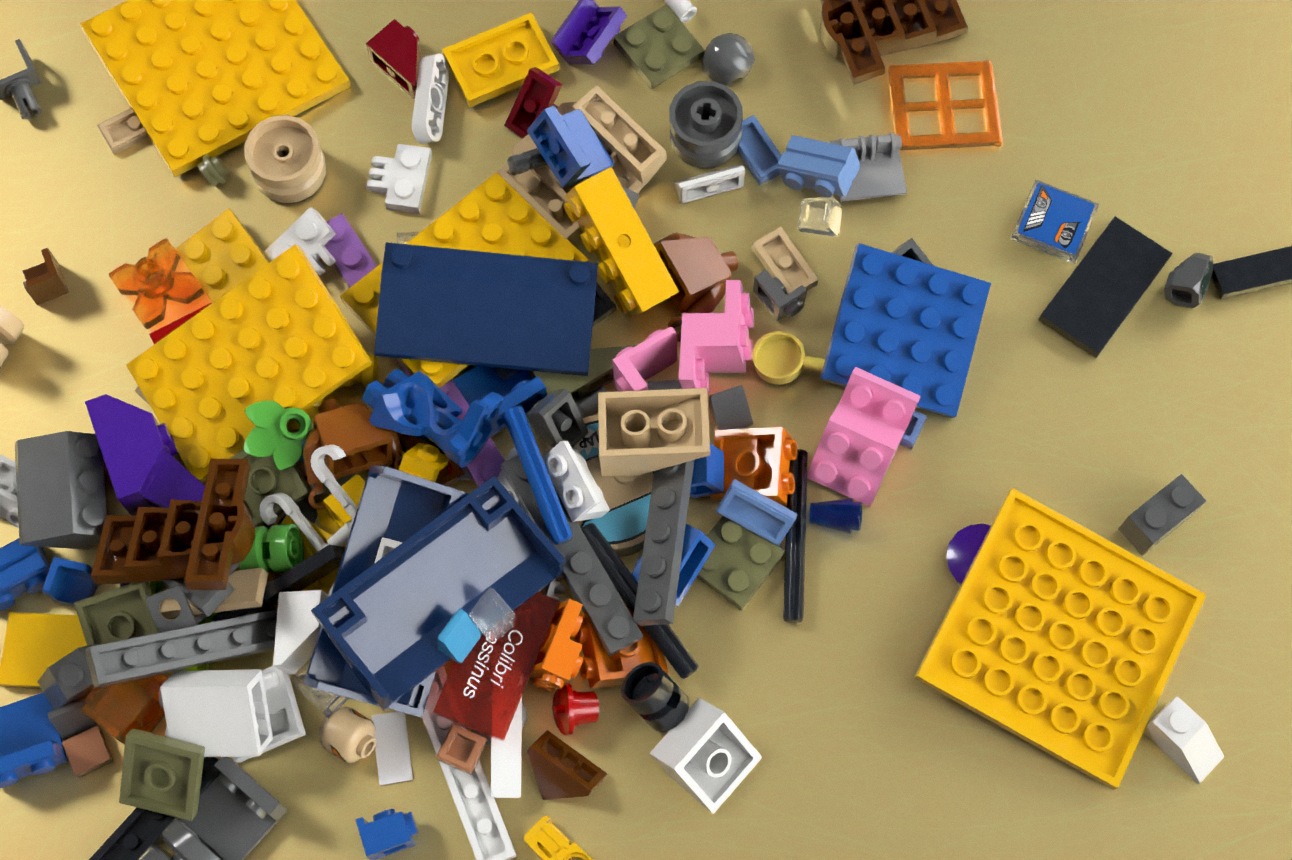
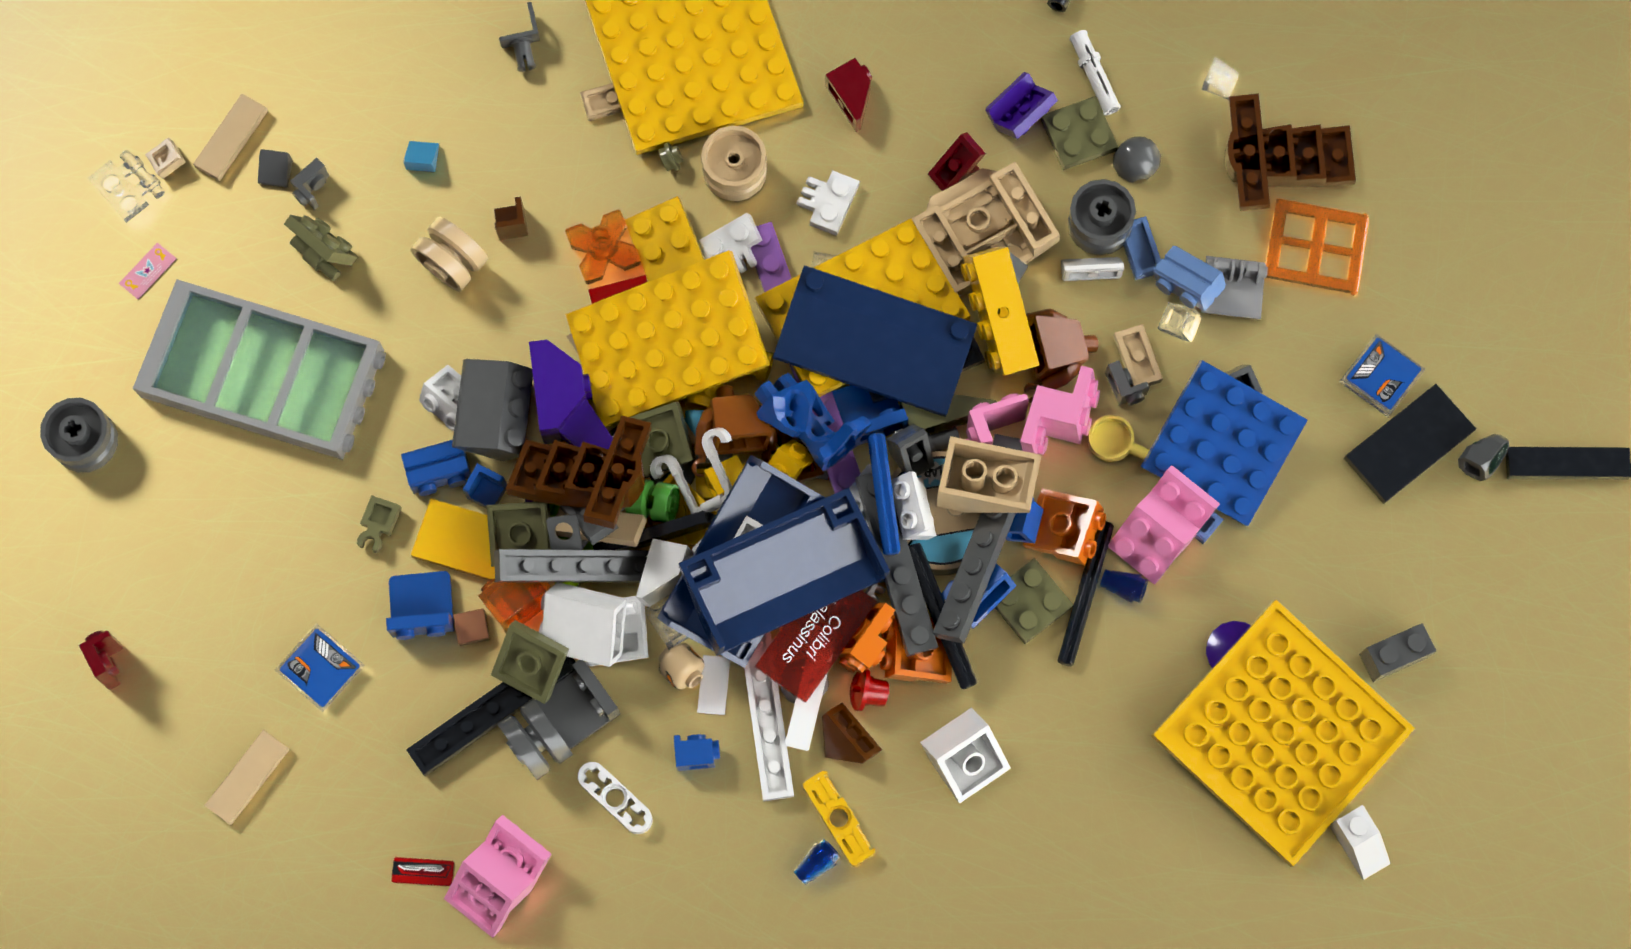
camera: 15 degrees right, 5 degrees up
(67, 679) = (471, 566): dark grey slope -> none
(70, 719) = (465, 599): dark grey slope -> none
(271, 435) = (674, 406): bright green plate -> none
(430, 98) = (869, 136): white beam -> none
(458, 636) = (789, 612): dark azure slope -> none
(461, 749) = (770, 701): nougat tile -> none
(492, 615) = (820, 601): clear slope -> none
(499, 59) = (938, 113): yellow plate -> none
(526, 161) = (948, 216): dark grey axle -> none
(569, 145) = (978, 213): bracket -> none
(655, 696) = (936, 698): black wheel -> none
(730, 409) = (1059, 473): dark grey slope -> none
(756, 512) = (1057, 567): medium blue tile -> none

